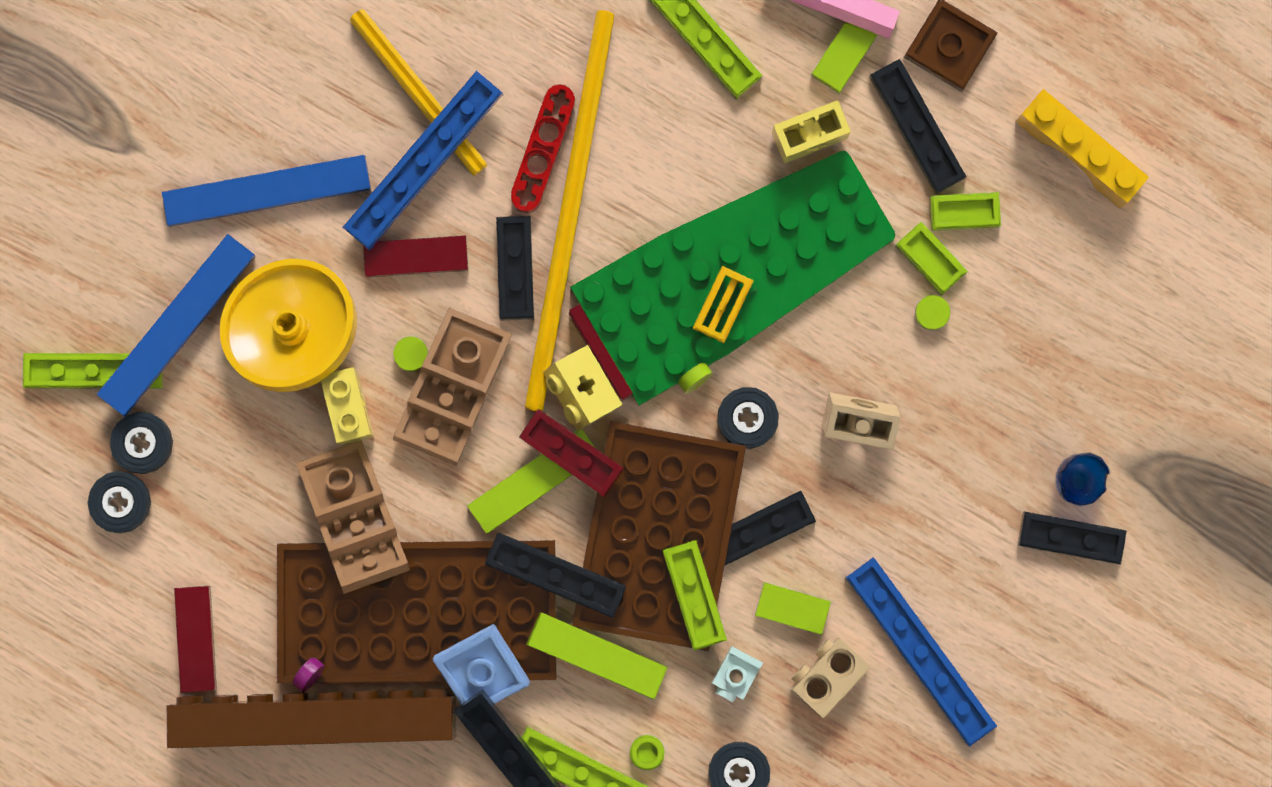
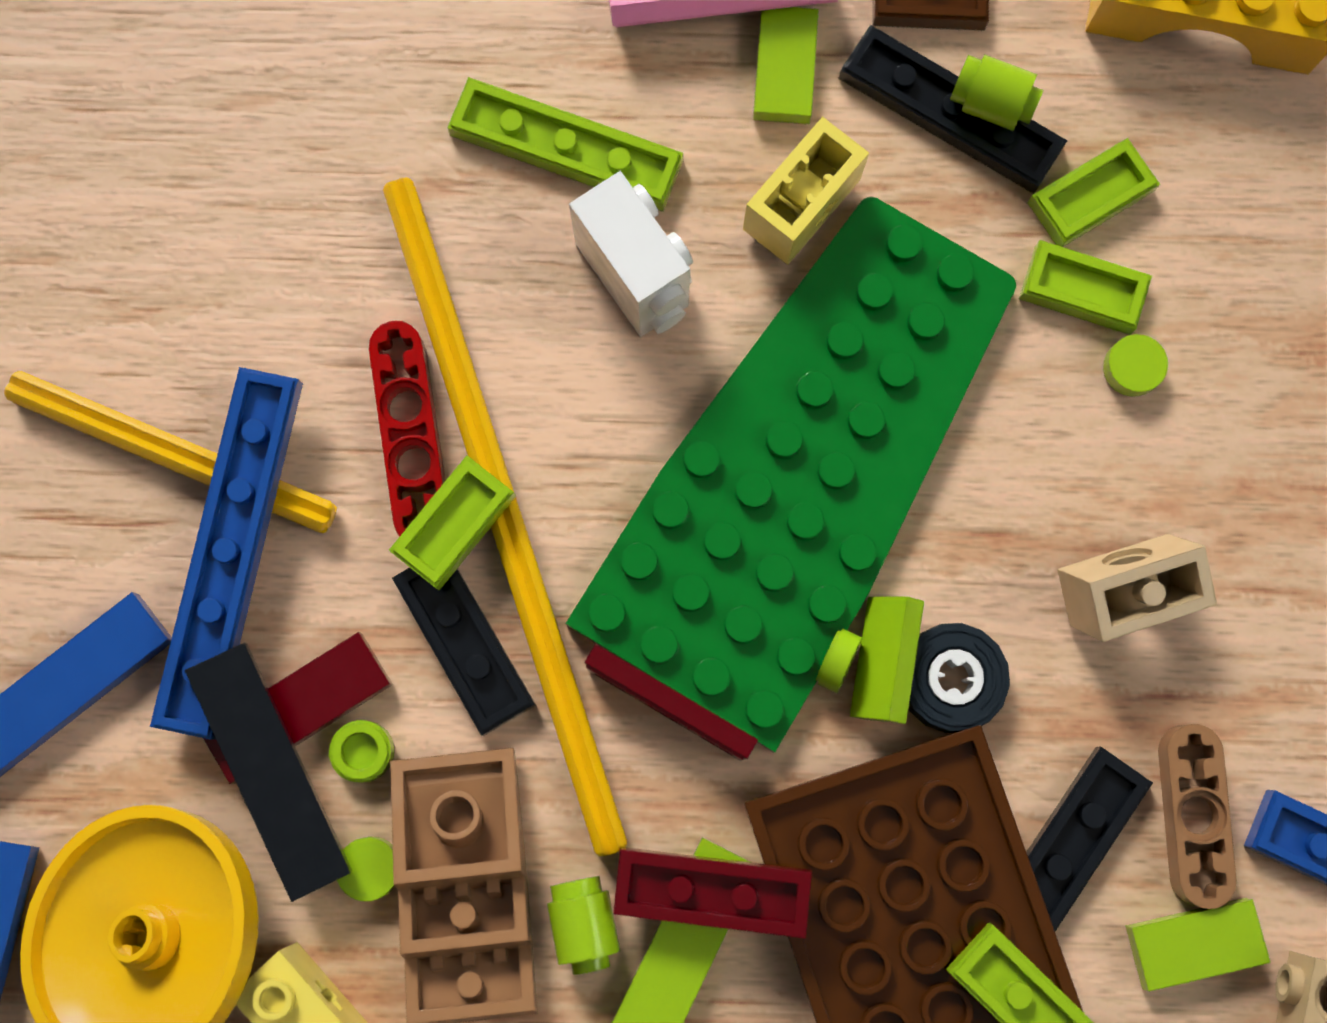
camera: 25 degrees left, 5 degrees down
(389, 280) = (268, 771): none -> black tile
(436, 295) = (361, 751): none -> lime tile
(500, 435) = (583, 925): none -> lime brick
(541, 206) = (452, 522): none -> lime tile
(597, 393) = (703, 775): light yellow brick -> none
(703, 124) = (632, 253): none -> white brick
(710, 331) = (823, 574): yellow tile -> none
(719, 390) = (887, 659): none -> lime tile
(831, 521) = (1183, 862): none -> medium nougat beam
(939, 132) = (996, 91): none -> lime brick

